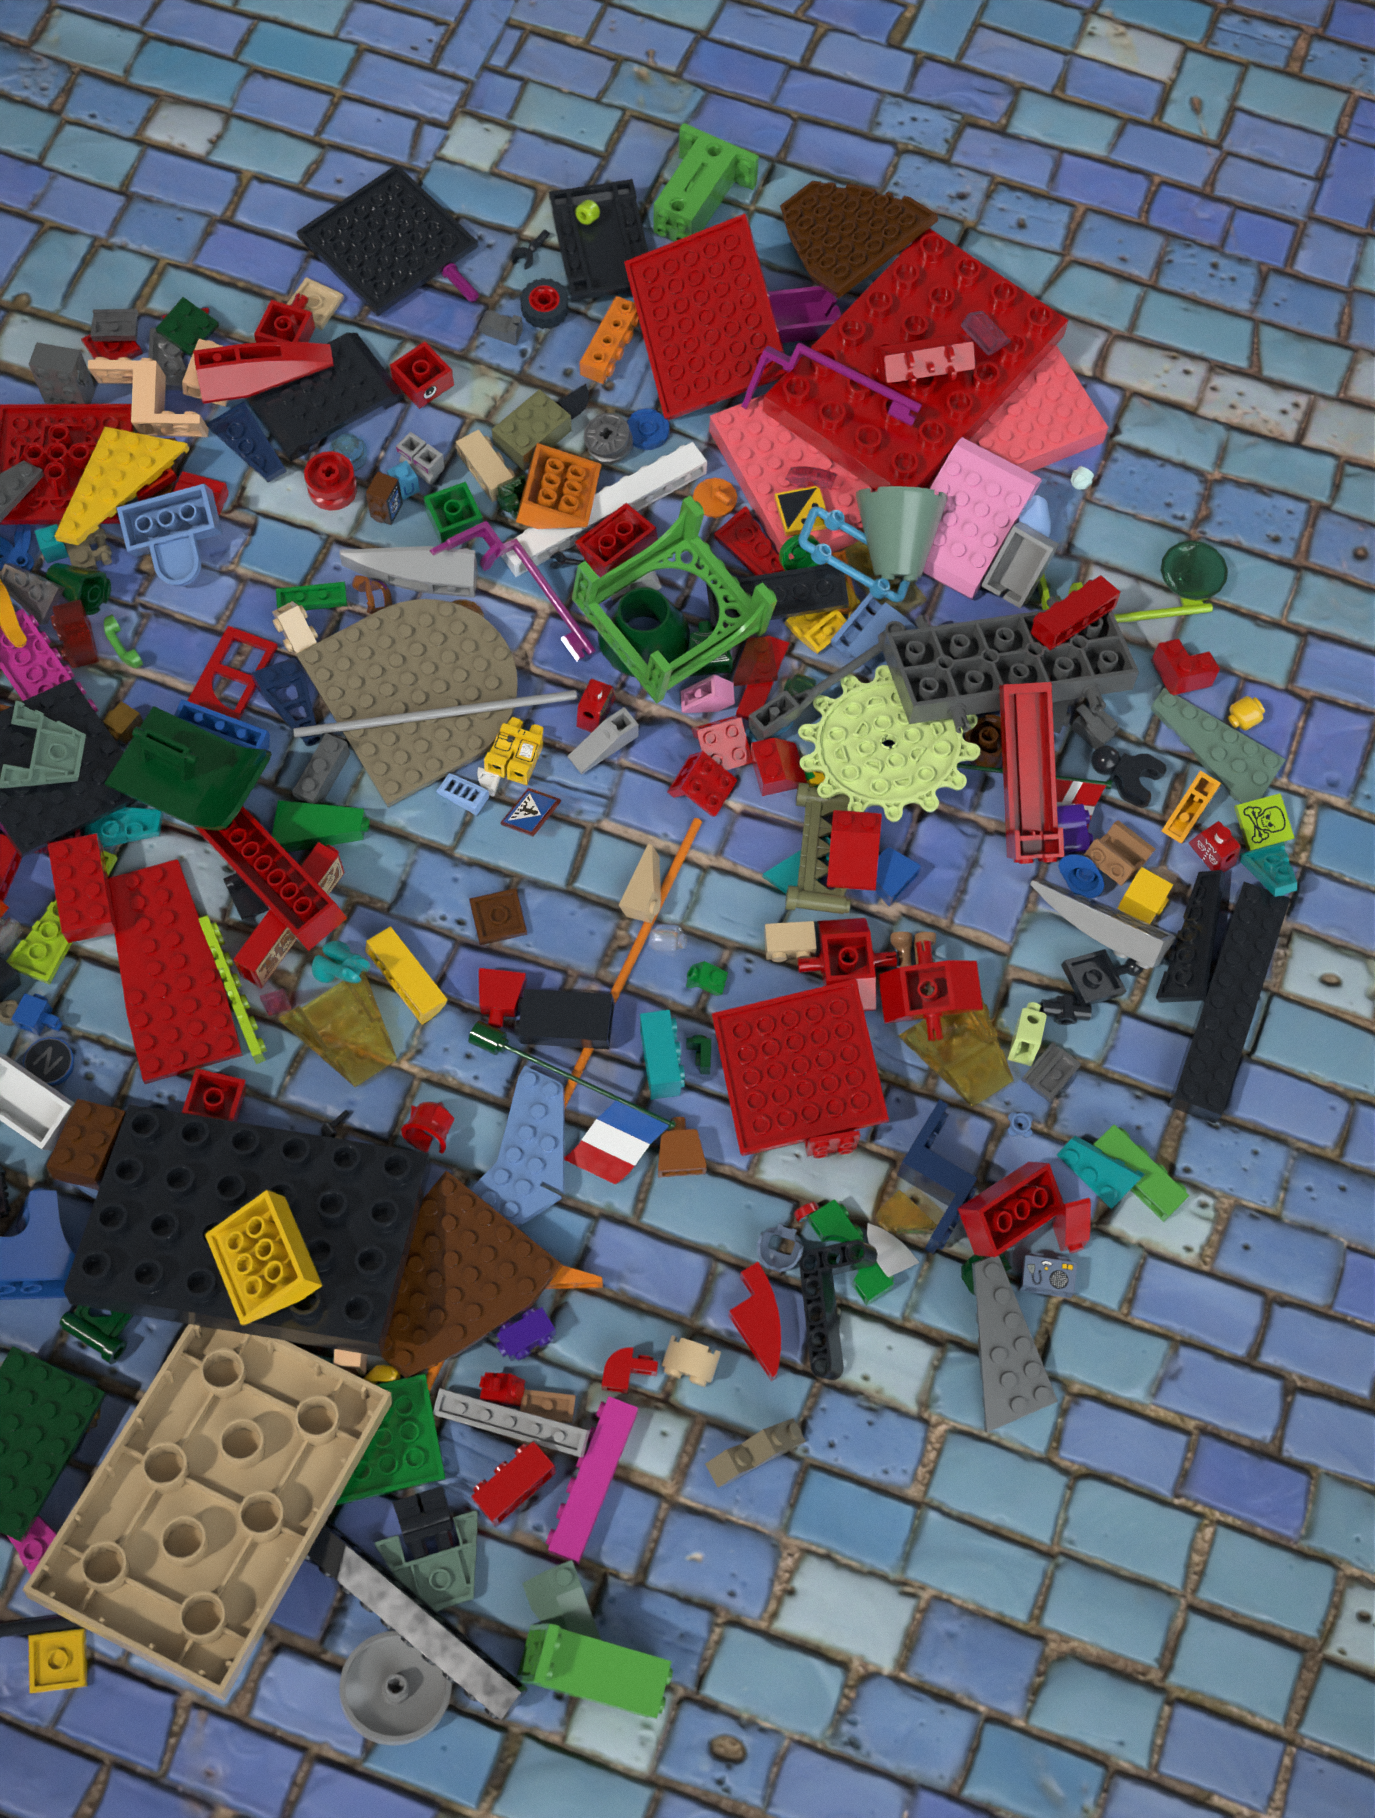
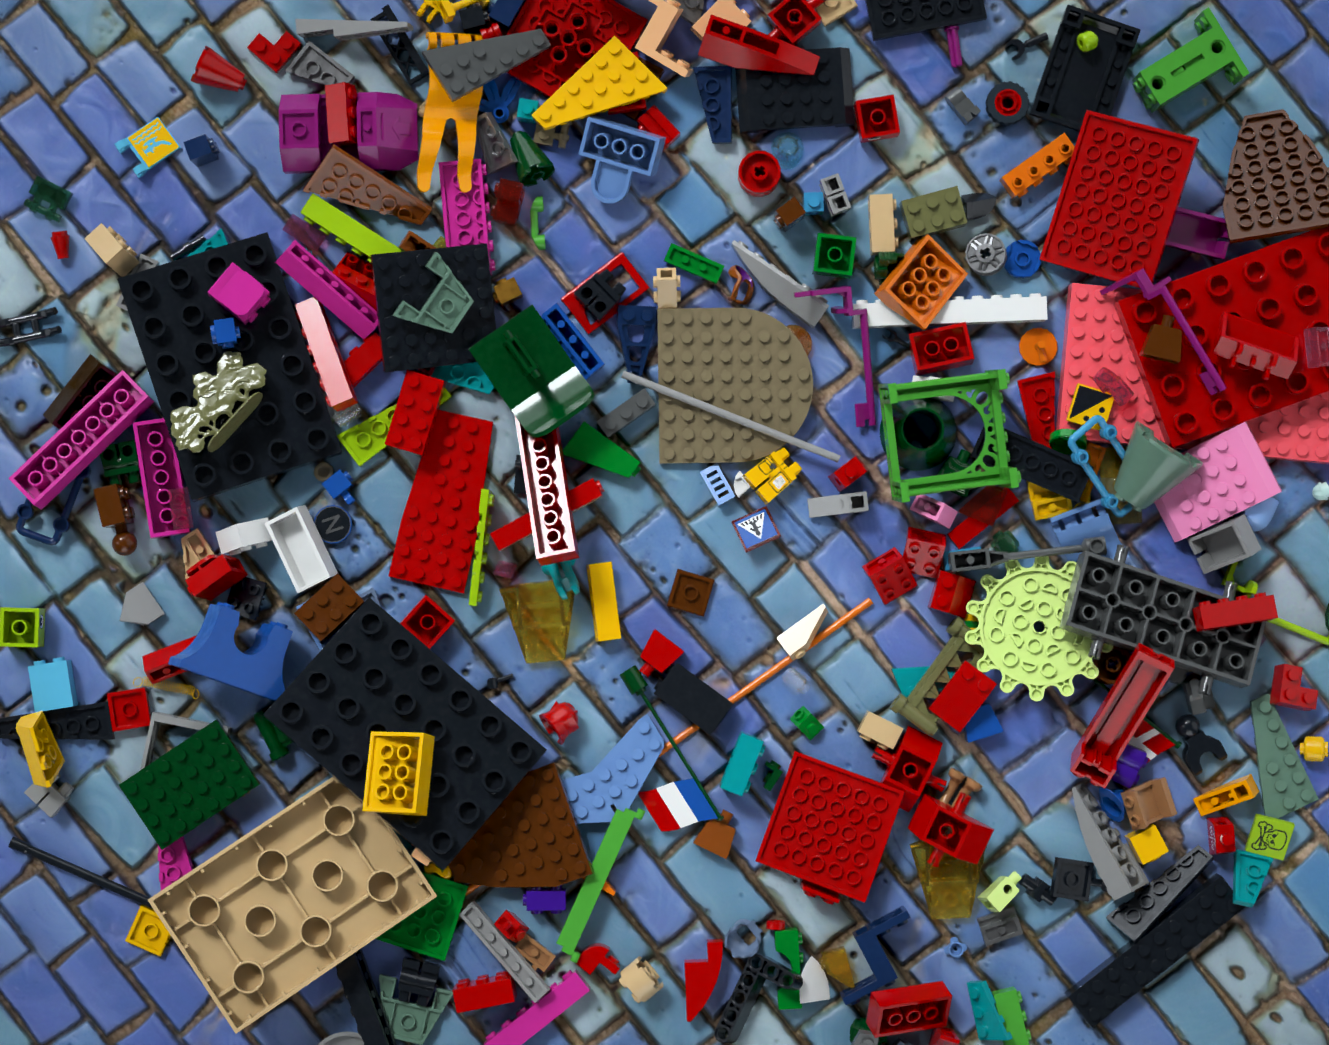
camera: 35 degrees right, 20 degrees up
(225, 673) = (603, 295): none -> black hips
(570, 1277) = (594, 883): none -> bright green piece
(833, 399) = (1163, 342): none -> reddish brown torso

